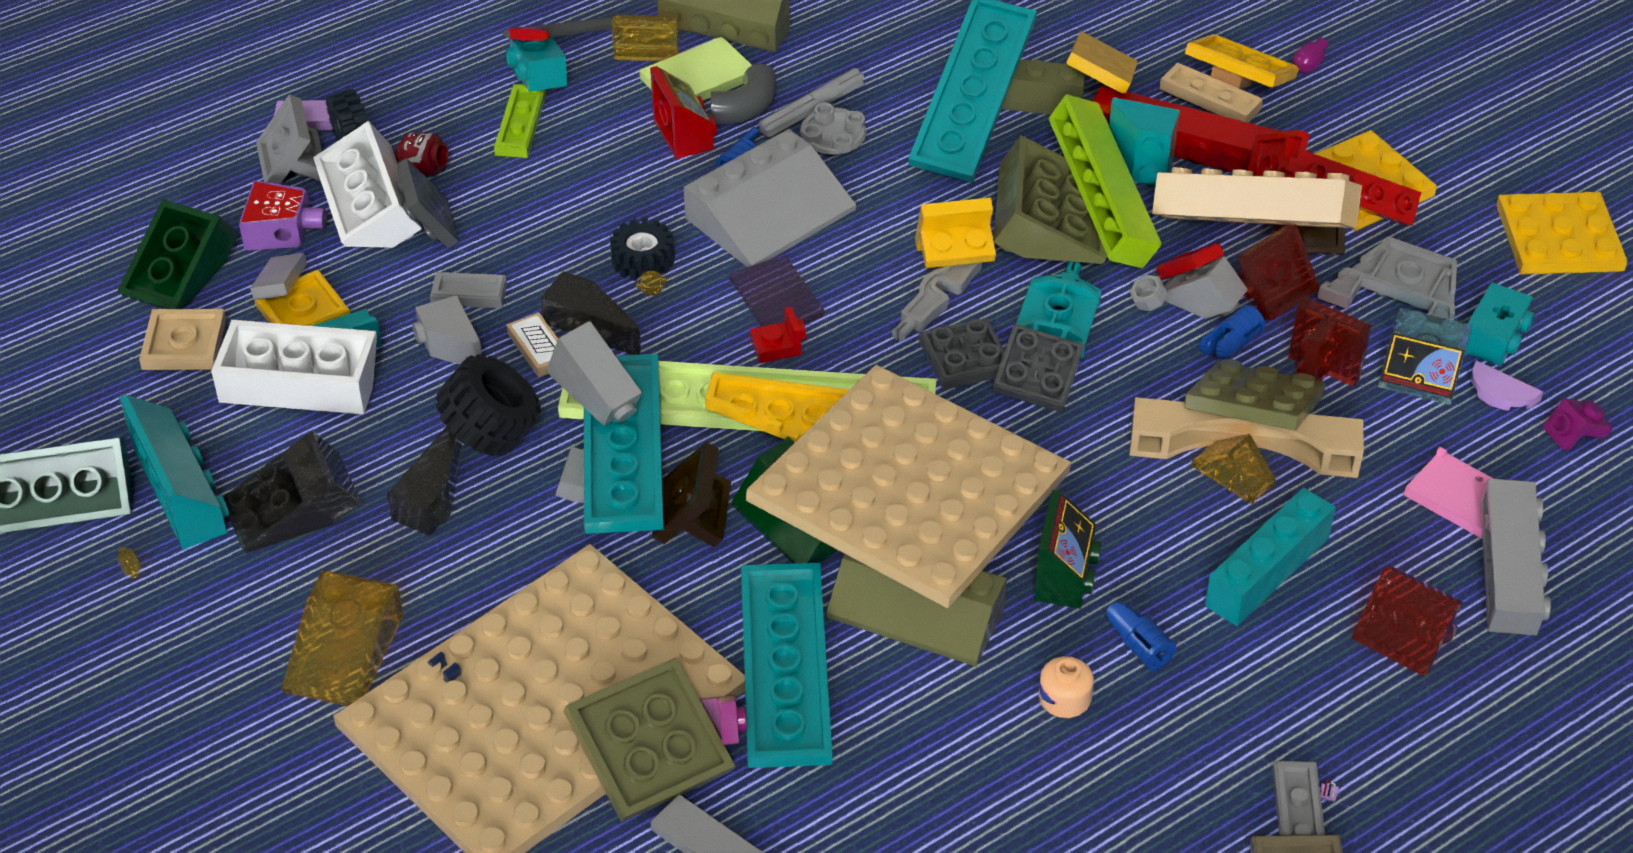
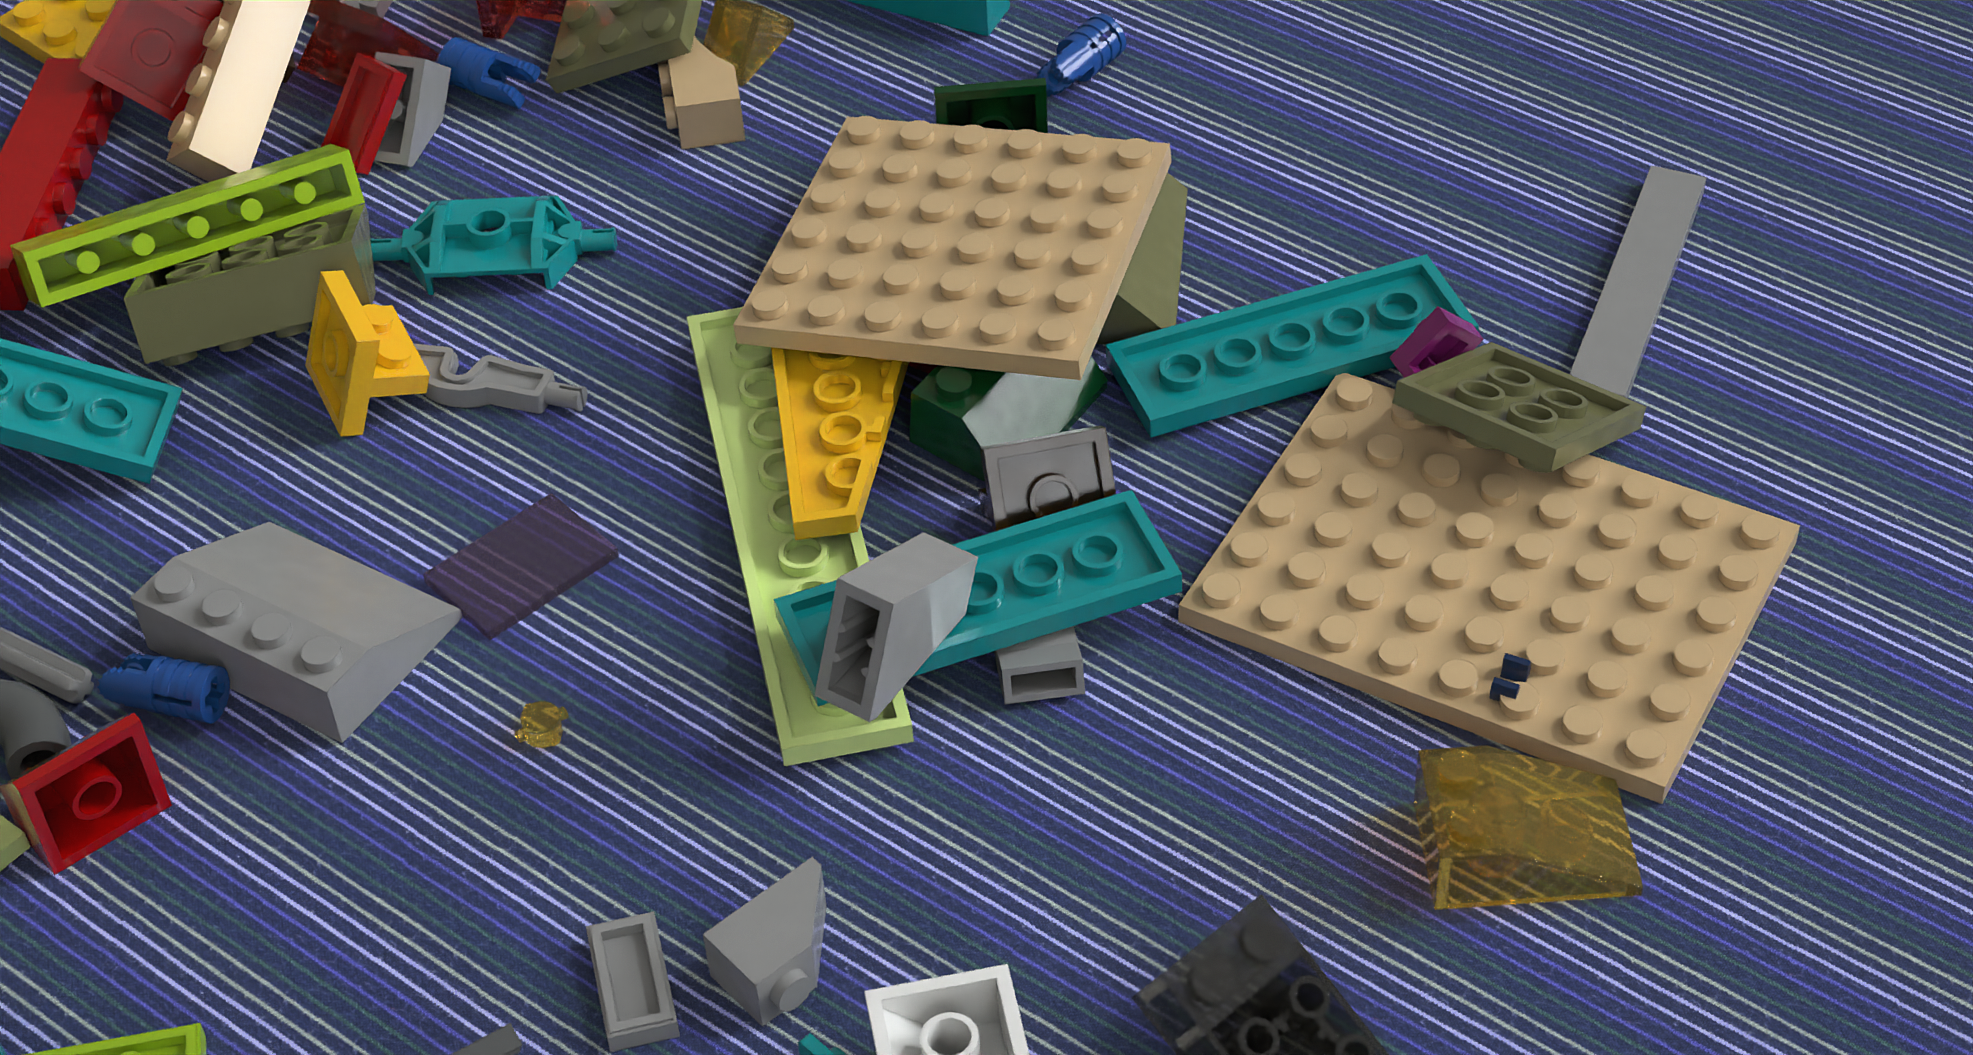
camera: 105 degrees left, 0 degrees up
(427, 489) = (1142, 835): clear smoke slope -> none
(488, 405) = (978, 774): black tyre -> none
(534, 341) = (747, 826): tile -> none
(576, 301) = (656, 766): clear smoke slope -> none
(656, 247) = (473, 776): black bush -> none
(779, 339) = (636, 520): red bracket -> none
(833, 129) = (73, 590): light grey dish -> none
(963, 352) = (599, 322): dark grey tile -> none
(1038, 368) = (626, 224): dark grey tile -> none
(1066, 687) = (1208, 86): light nougat head -> none
(1144, 137) = (87, 175): teal slope -> none
(1148, 293) = (421, 160): light grey tile -> none

